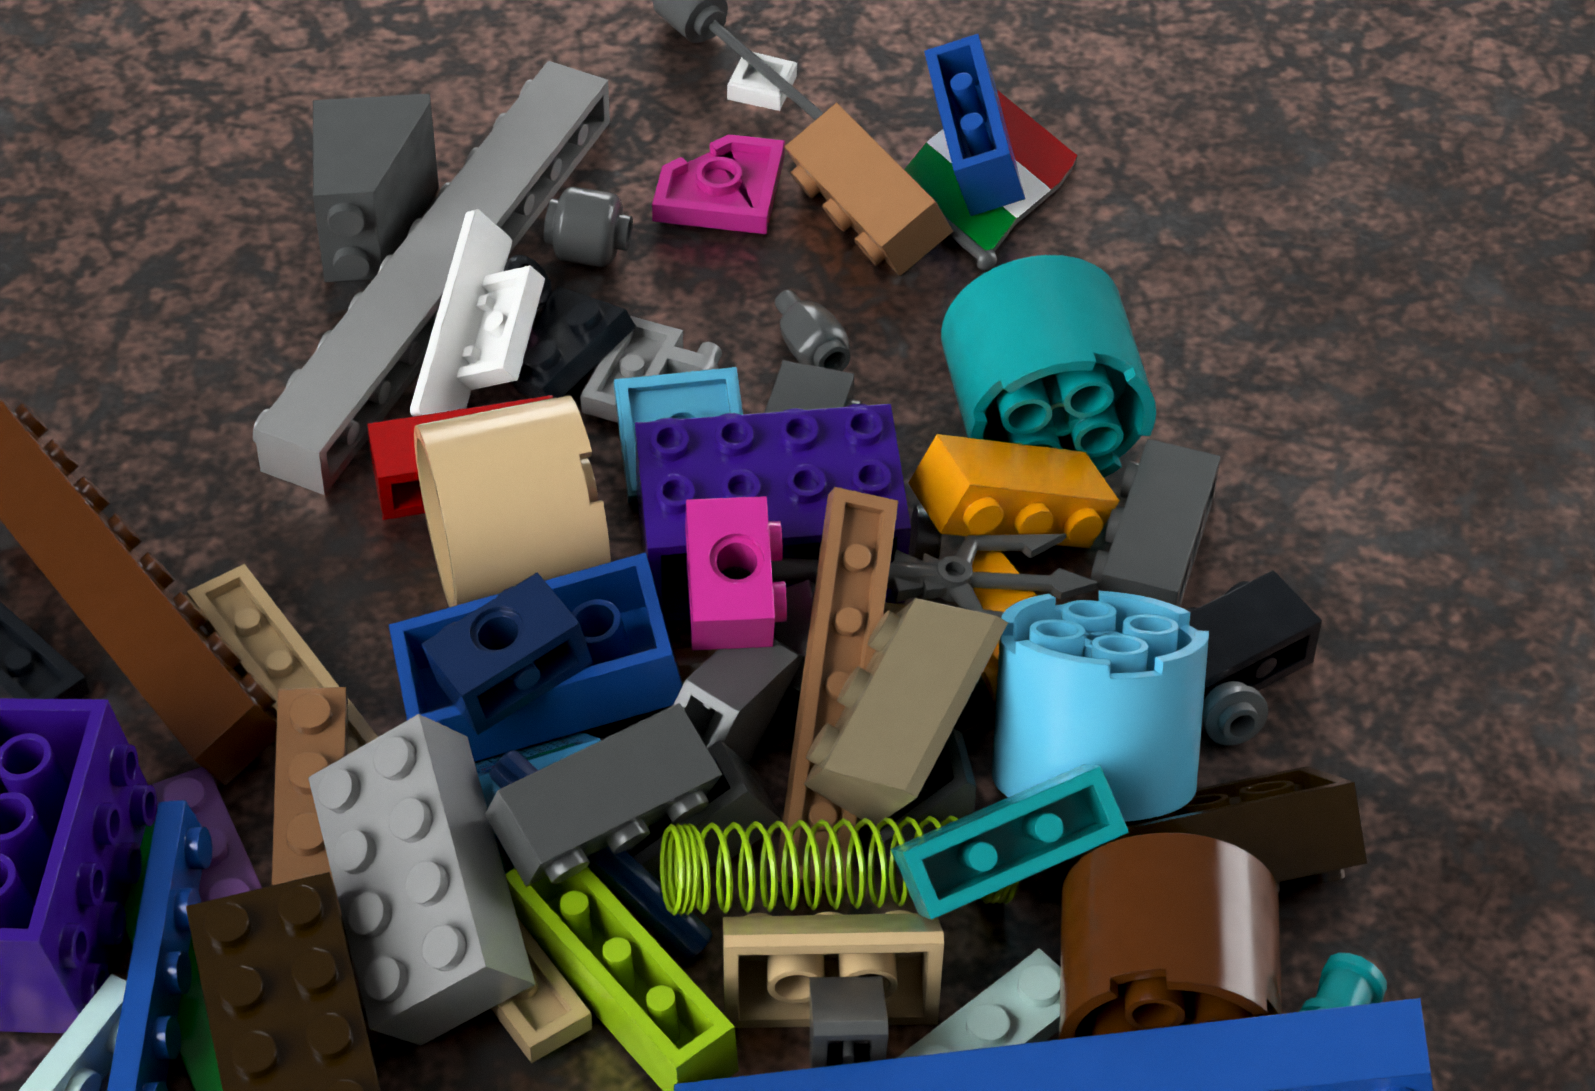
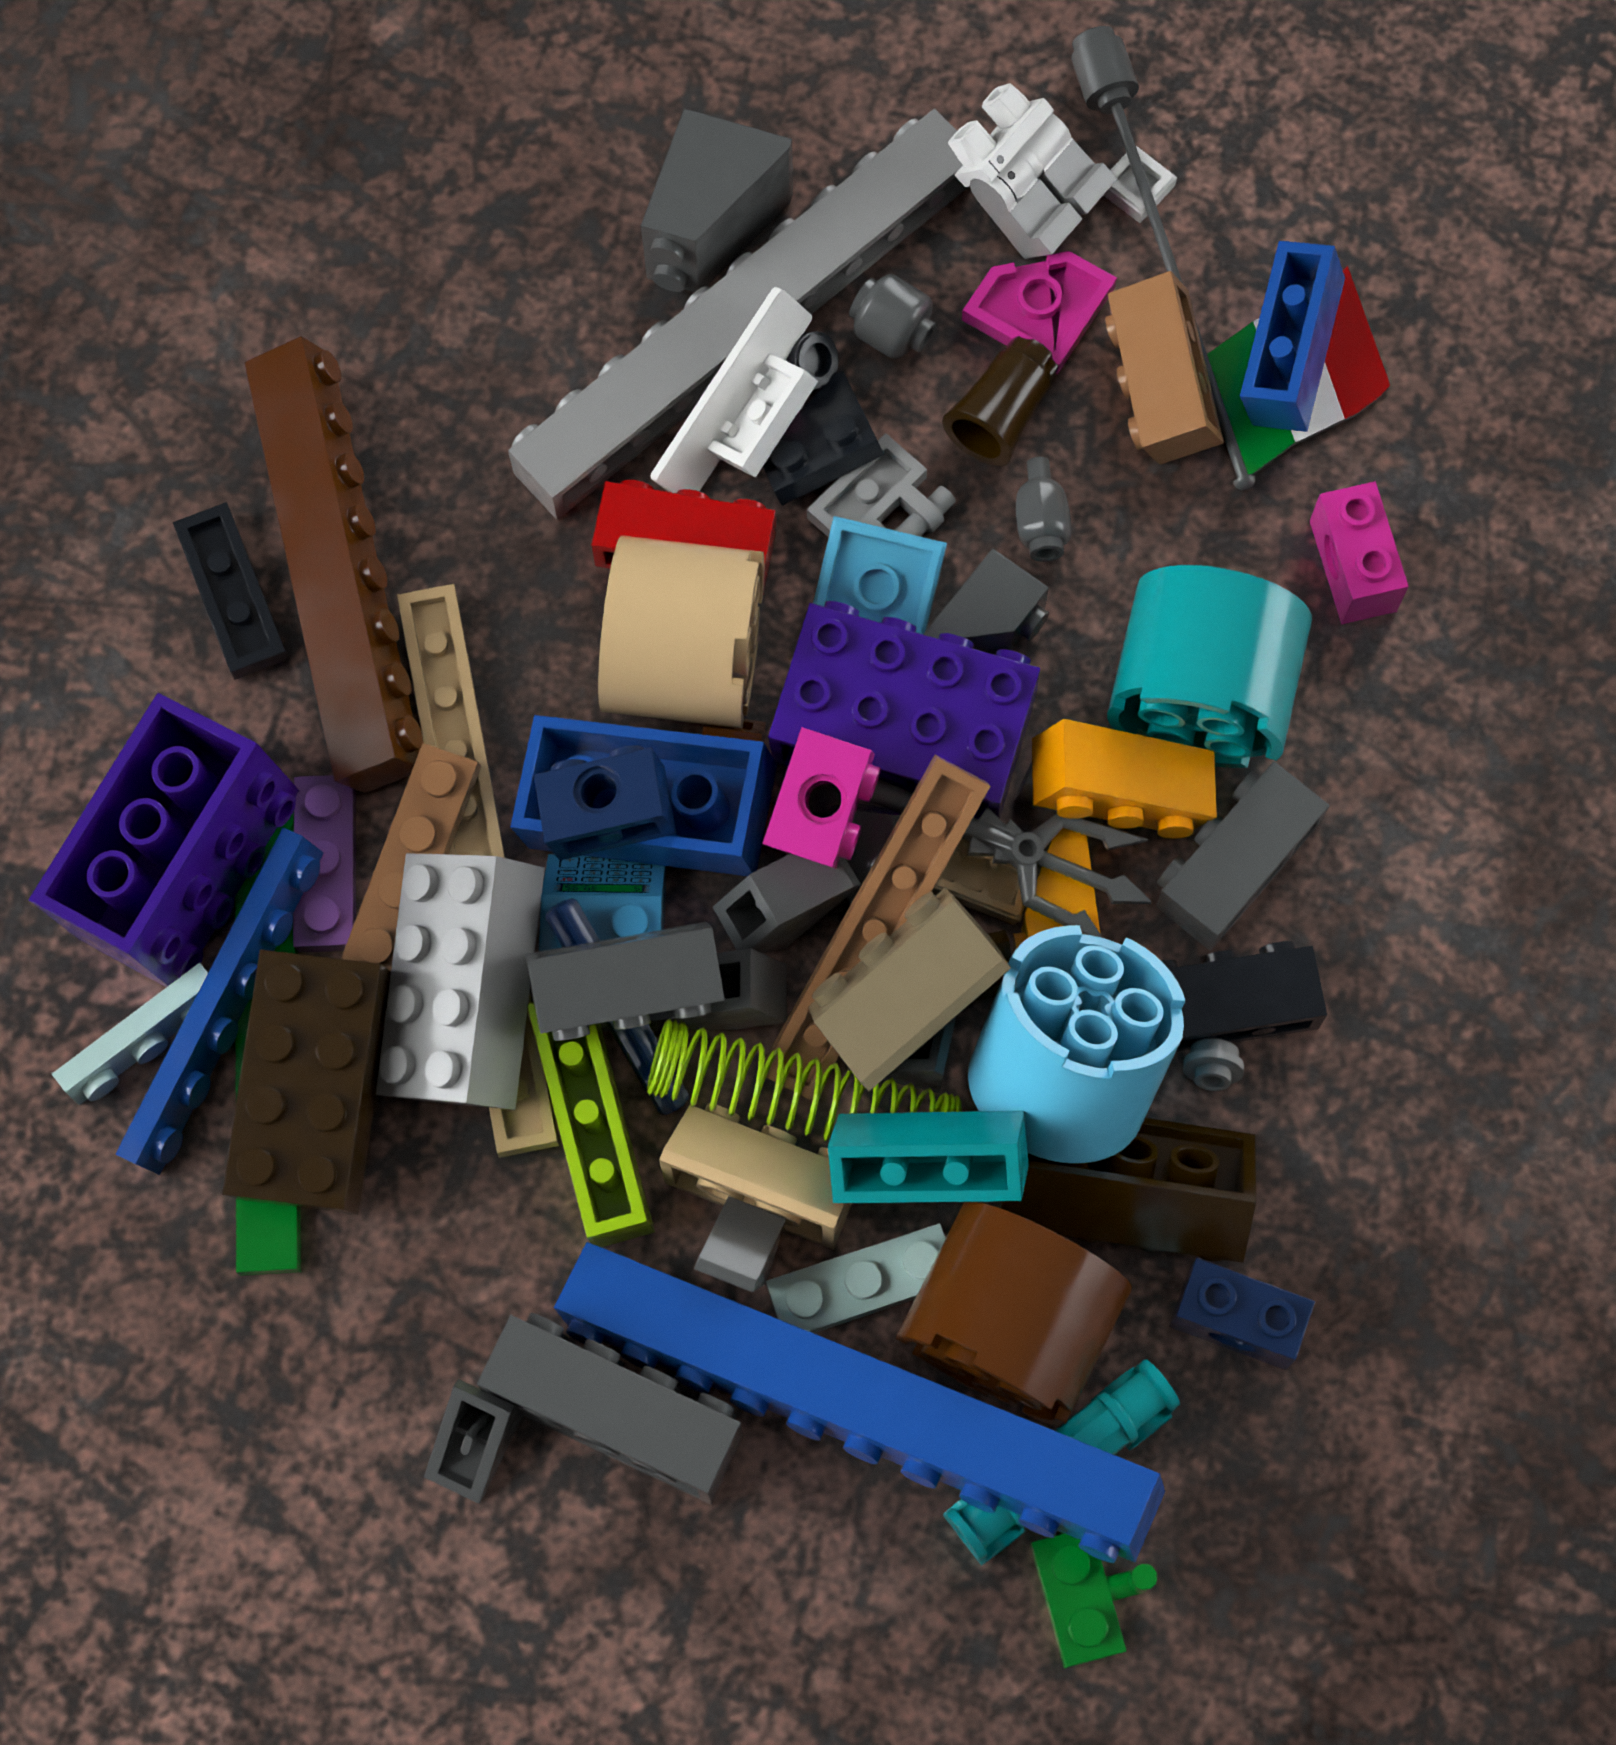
camera: 25 degrees right, 25 degrees up
(660, 79) = (1028, 171): none -> hips
(725, 267) = (1001, 402): none -> dark brown plant
(1145, 270) = (1358, 552): none -> dark pink brick
(1393, 910) = (1242, 1314): none -> dark blue brick

